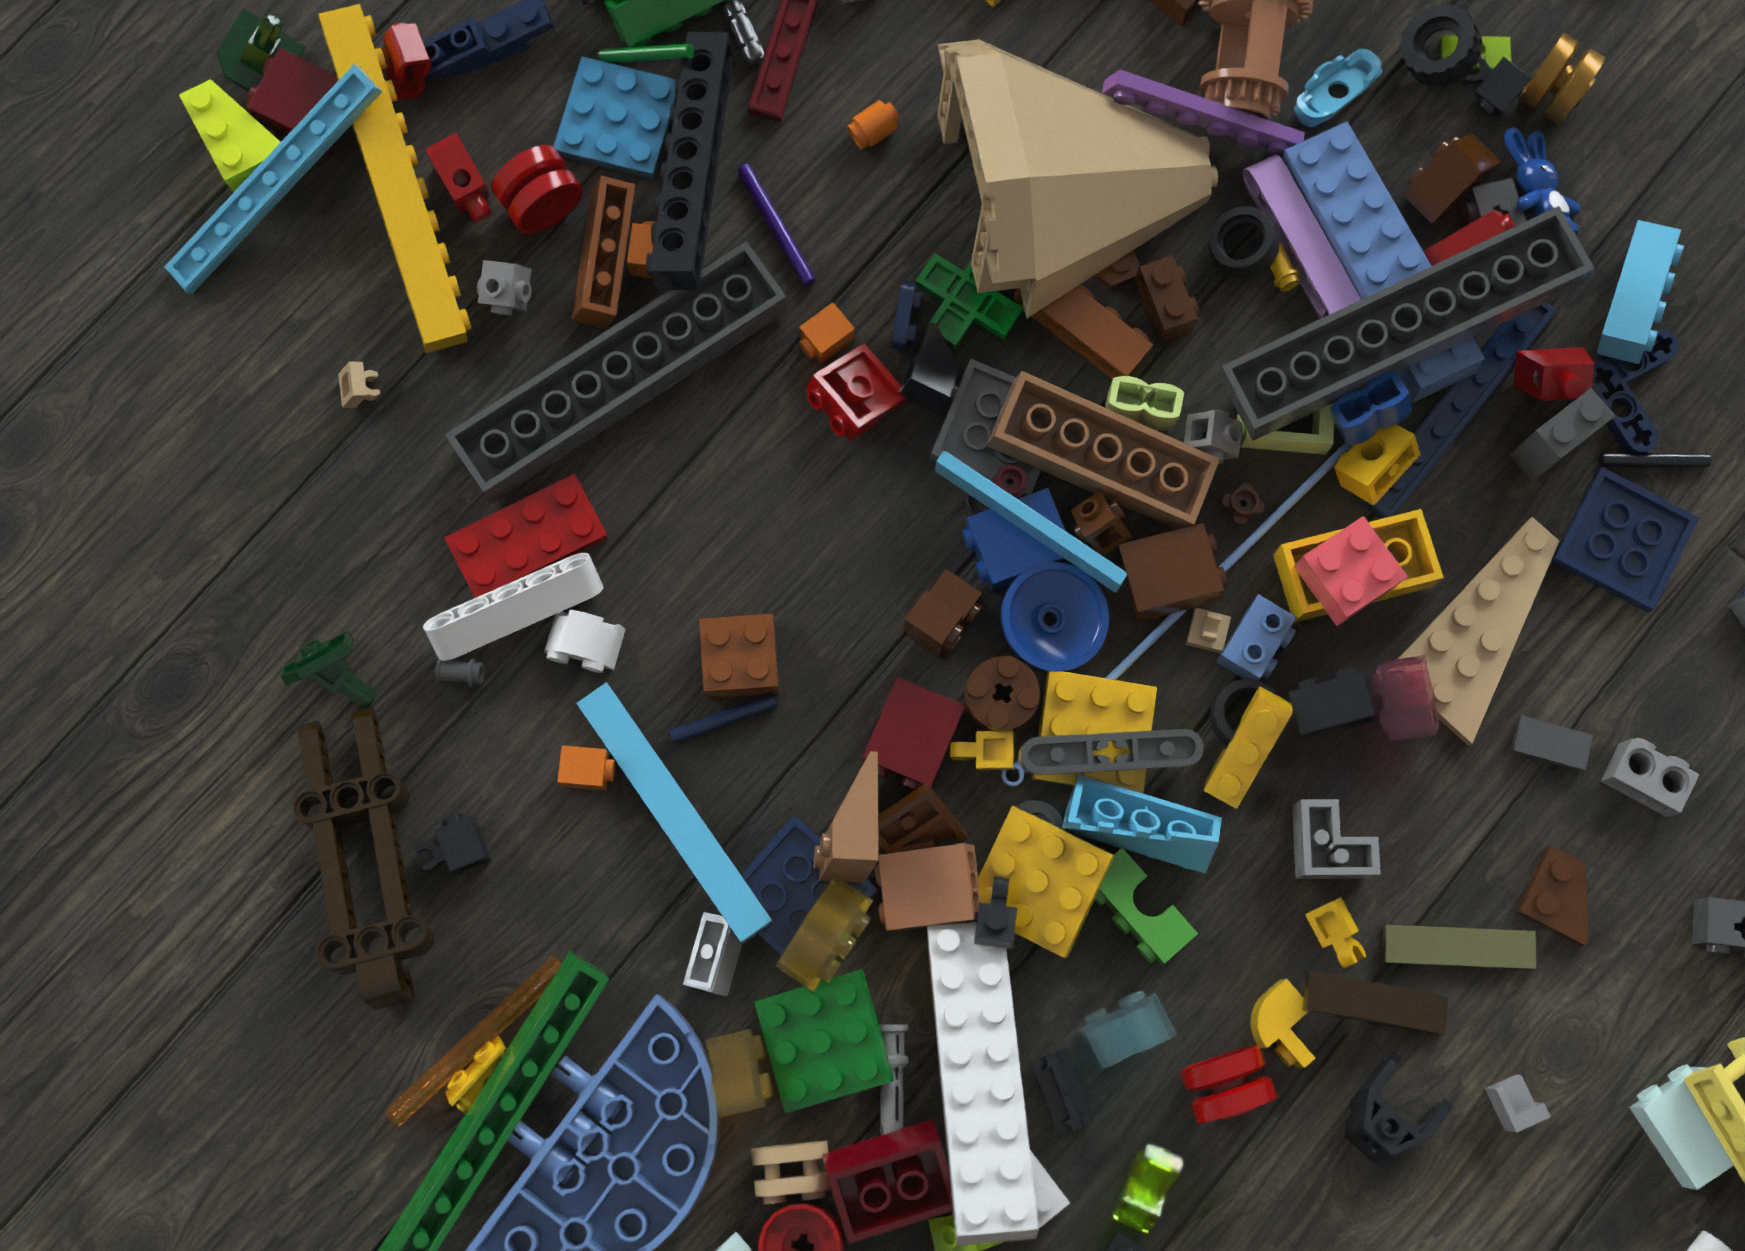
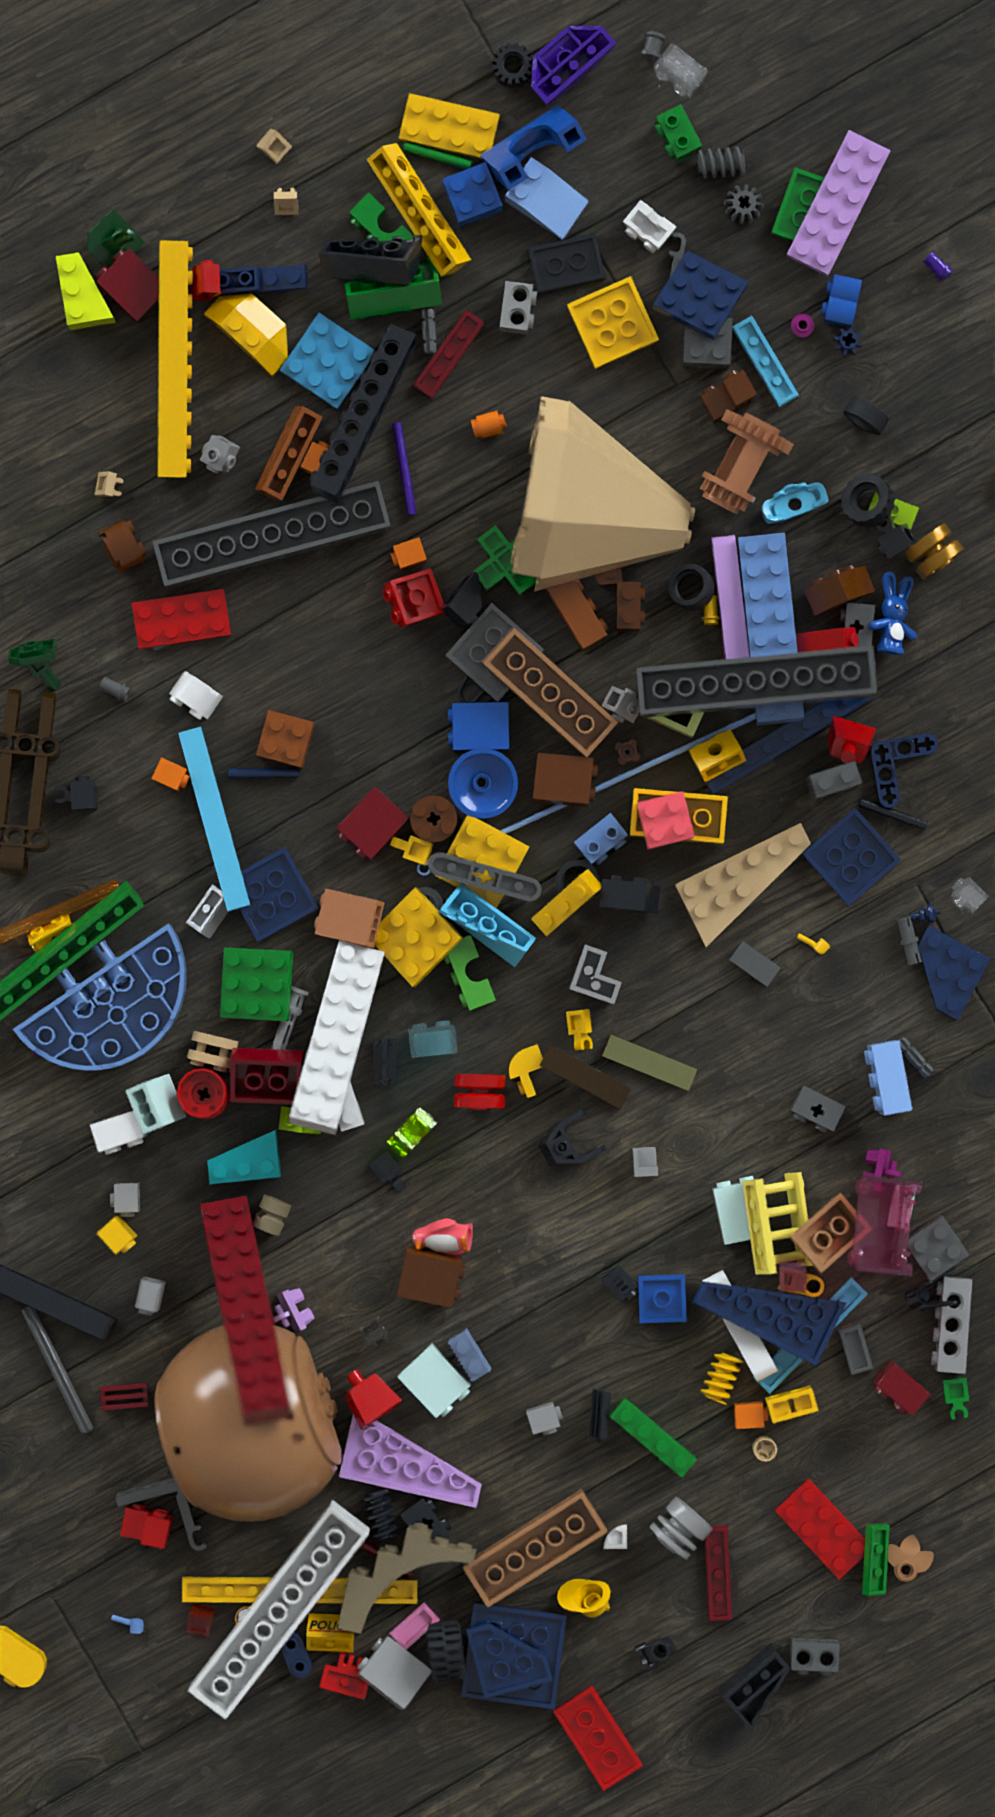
camera: 20 degrees right, 10 degrees up
(273, 178) = (98, 335): medium azure tile -> none
(403, 459) = (122, 546): none -> reddish brown brick
(457, 169) = (213, 362): red torso -> none
(493, 107) = (252, 329): none -> yellow wedge
(513, 606) = (160, 661): white beam -> none
(537, 189) = (260, 398): red wheel -> none
(646, 53) = (360, 328): green bar -> none
(737, 1072) = (200, 984): clear yellow brick -> none
(826, 934) = (277, 924): clear yellow brick -> none
(852, 838) = (310, 876): medium nougat slope -> none
(903, 330) = (467, 551): dark blue plate -> none
(917, 822) = (355, 877): reddish brown wing -> none
(941, 612) = (417, 756): reddish brown brick -> none
(996, 920) = (379, 951): black plate -> none
(1014, 473) = (482, 695): dark red plate -> none
(1030, 521) = (487, 720): medium azure tile -> none
(1101, 523) = (532, 735): reddish brown brick -> none
(1150, 405) = (593, 672): yellowish green brick -> none
(1195, 110) = (685, 493): medium lavender plate -> none
(1208, 630) = (575, 822): tan tile -> none
(1377, 406) = (714, 726): blue brick -> none
(1406, 698) = (674, 906): clear pink brick -> none
(1558, 896) = (720, 1054): reddish brown wing -> none
(1635, 685) = (820, 947): none -> yellow hand
(1639, 291) = (923, 706): medium azure brick -> none
(1648, 785) = (799, 1008): light grey brick -> none

